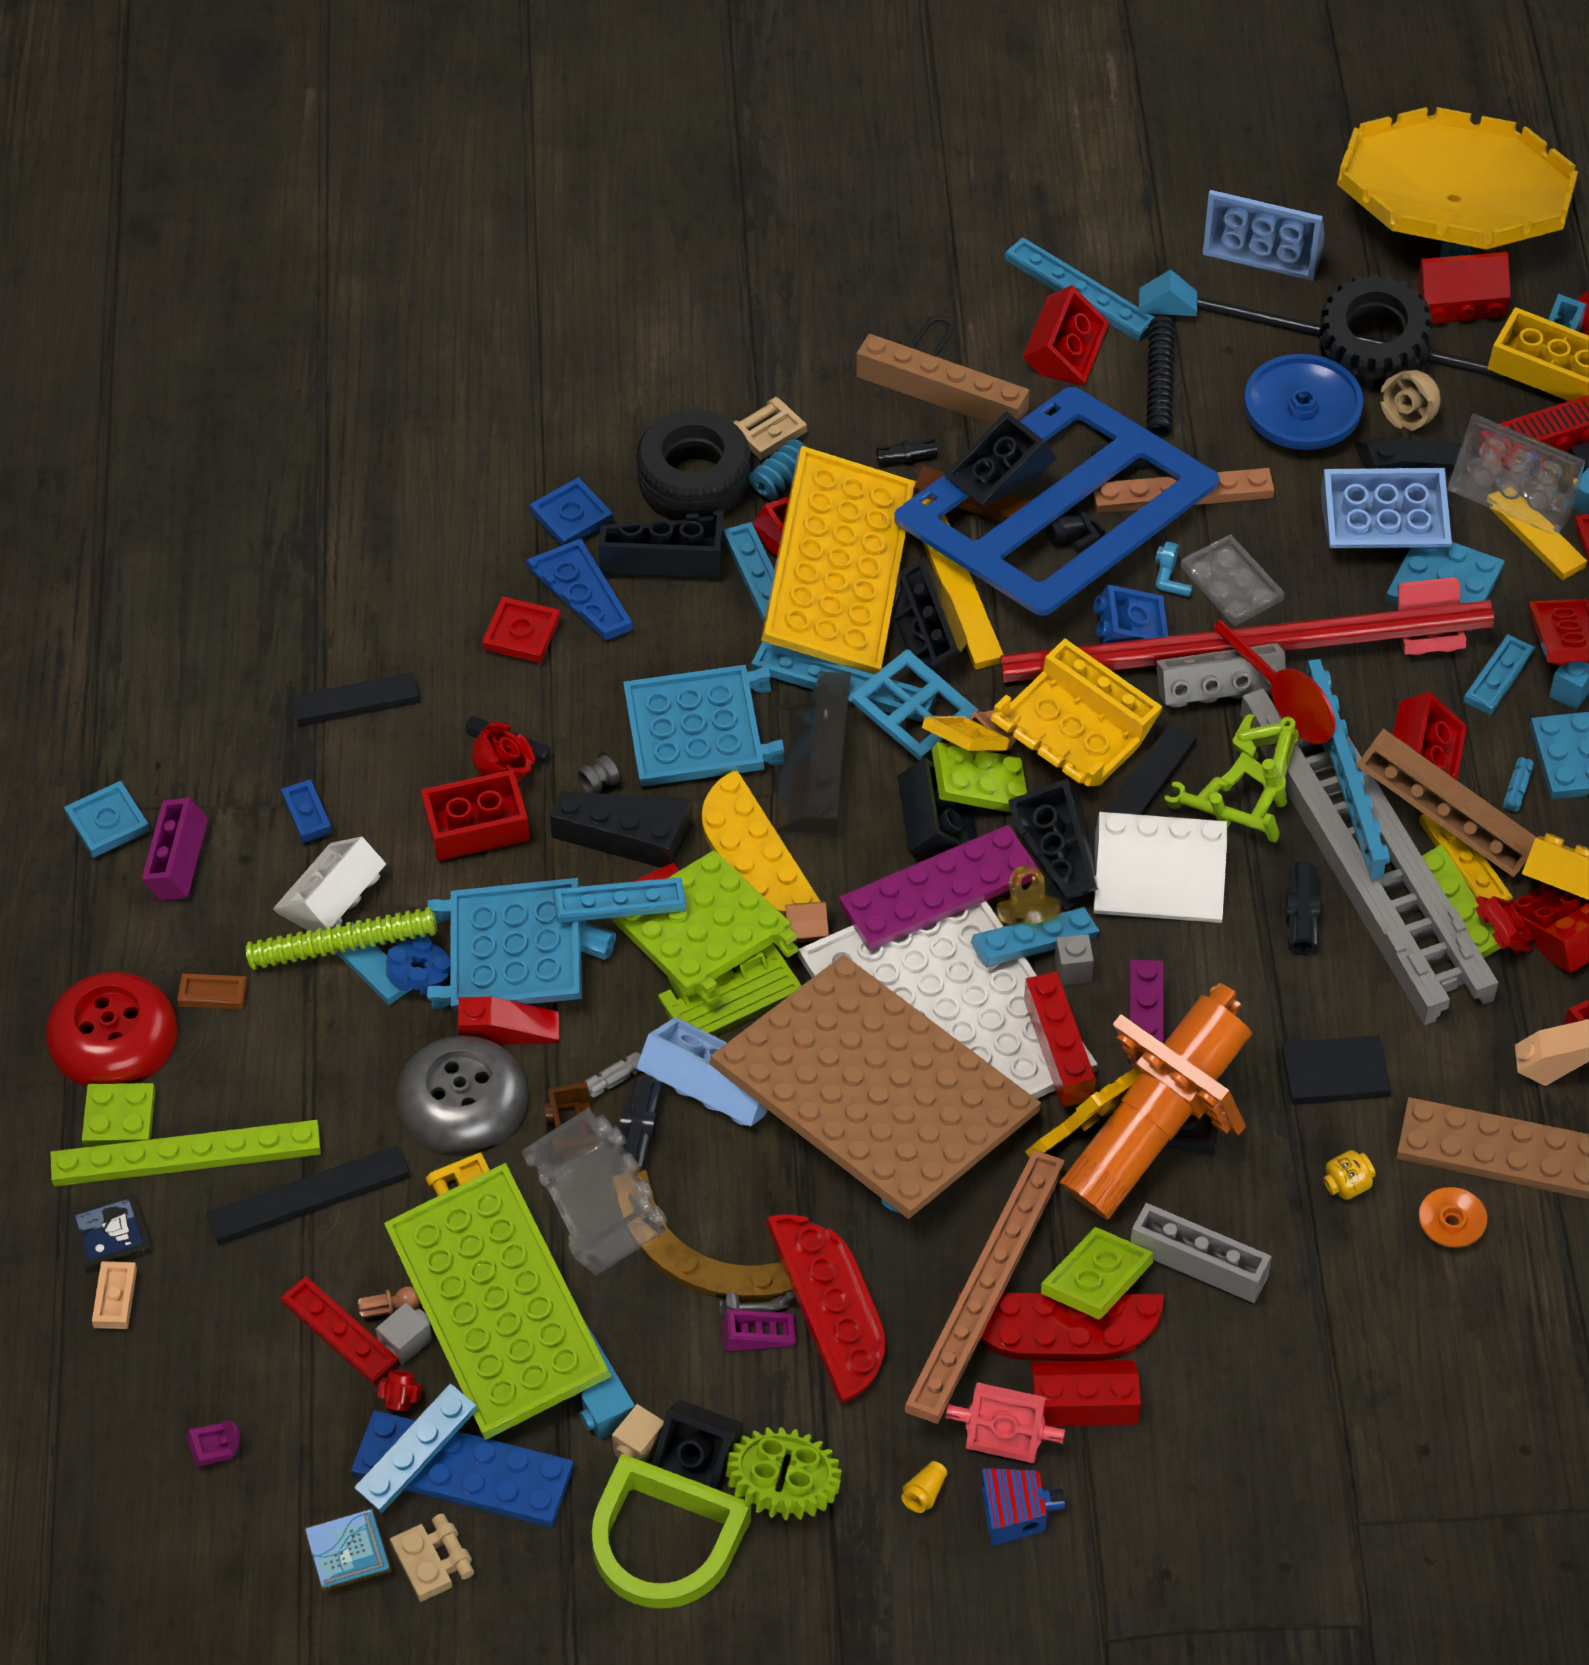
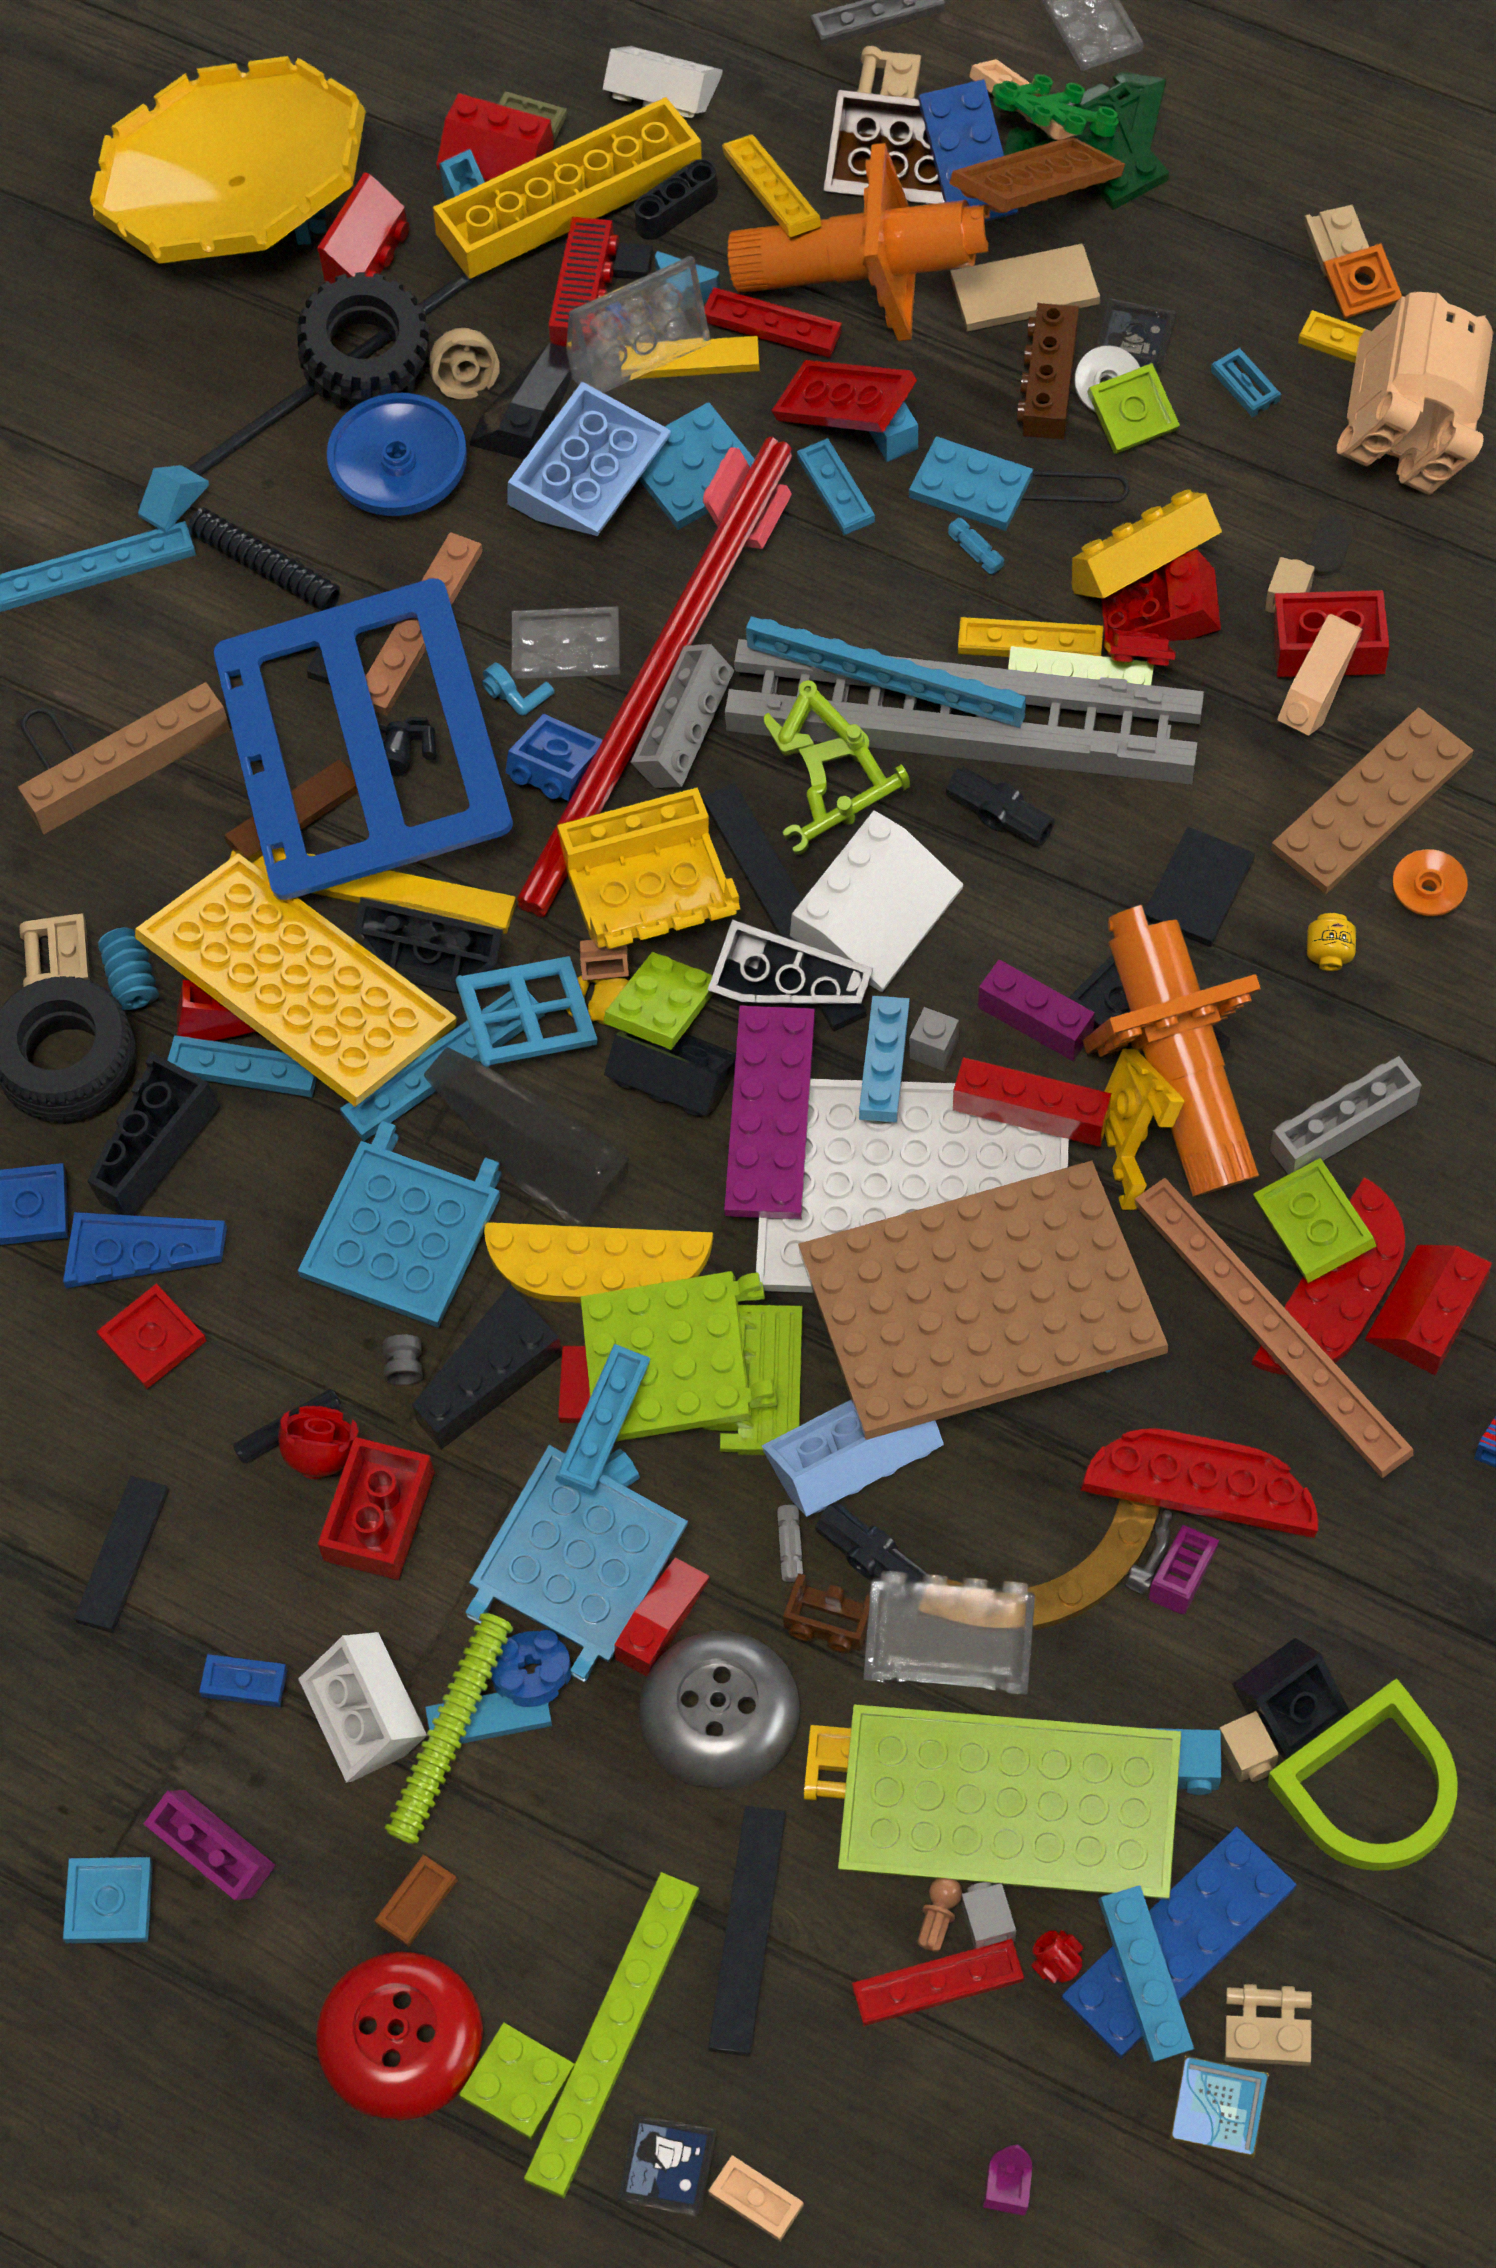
camera: 55 degrees left, 10 degrees up
(757, 1466) = (1398, 1627): lime gear -> none
(808, 921) = (724, 1253): nougat piece -> none
(906, 451) = (184, 841): black pin -> none
(923, 1488) = (1456, 1510): yellow cone -> none
(965, 733) = (612, 980): yellow plate -> none
(1001, 461) = (287, 759): black slope -> none
(1005, 1423) = (1440, 1393): coral plate -> none
(1028, 903) = (846, 1040): clear yellow tile -> none
(1066, 337) = (148, 614): red slope -> none
(1263, 235) = (166, 367): light blue slope -> none
(1292, 693) = (772, 665): red piece -> none
(1431, 731) = (884, 596): red slope -> none
(1447, 802) = (981, 610): medium nougat brick -> none

